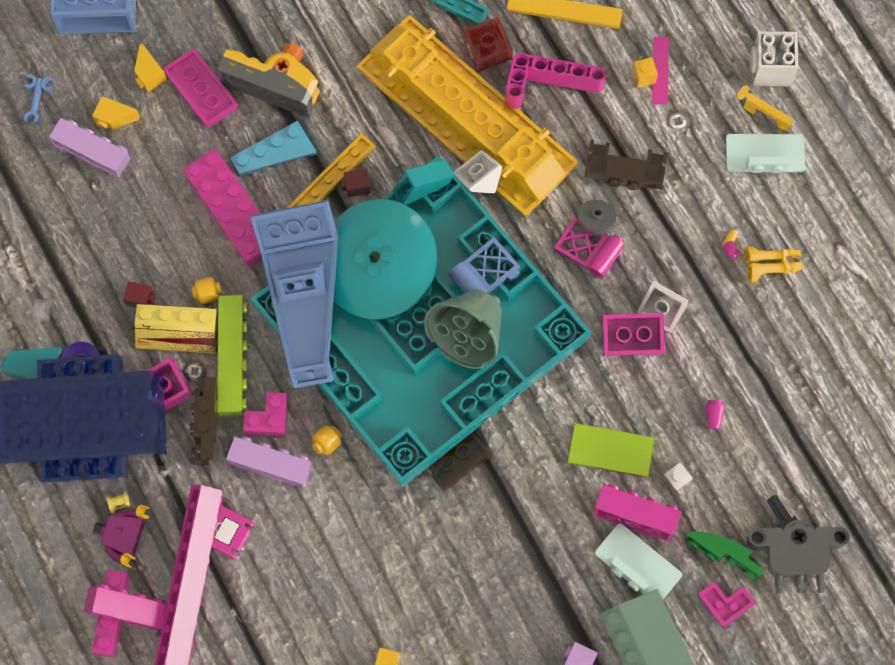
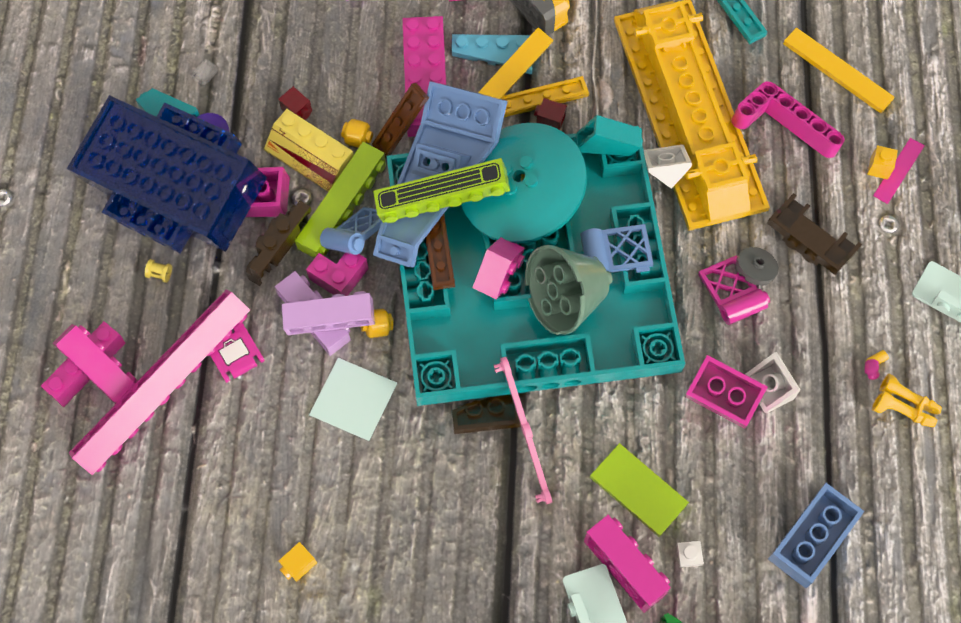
camera: 30 degrees right, 5 degrees down
(122, 534) = (141, 300): magenta torso -> none
(240, 260) = (400, 119): none -> reddish brown tile
(263, 385) = (348, 235): none -> medium blue piece
(286, 456) = (328, 313): none -> lavender brick
(302, 160) = (517, 65): none -> yellow tile
(321, 305) = (441, 191): none -> lime brick
(345, 511) = (353, 399): none -> light aqua piece
(349, 359) = (440, 256): none -> reddish brown tile
(403, 335) = (498, 263): none -> brick
(487, 44) = (746, 59): clear red brick -> none
(543, 497) = (505, 367): none -> bright pink piece
(715, 412) = (763, 514): dark pink cone -> none
(763, 406) = (816, 535): none -> medium blue brick

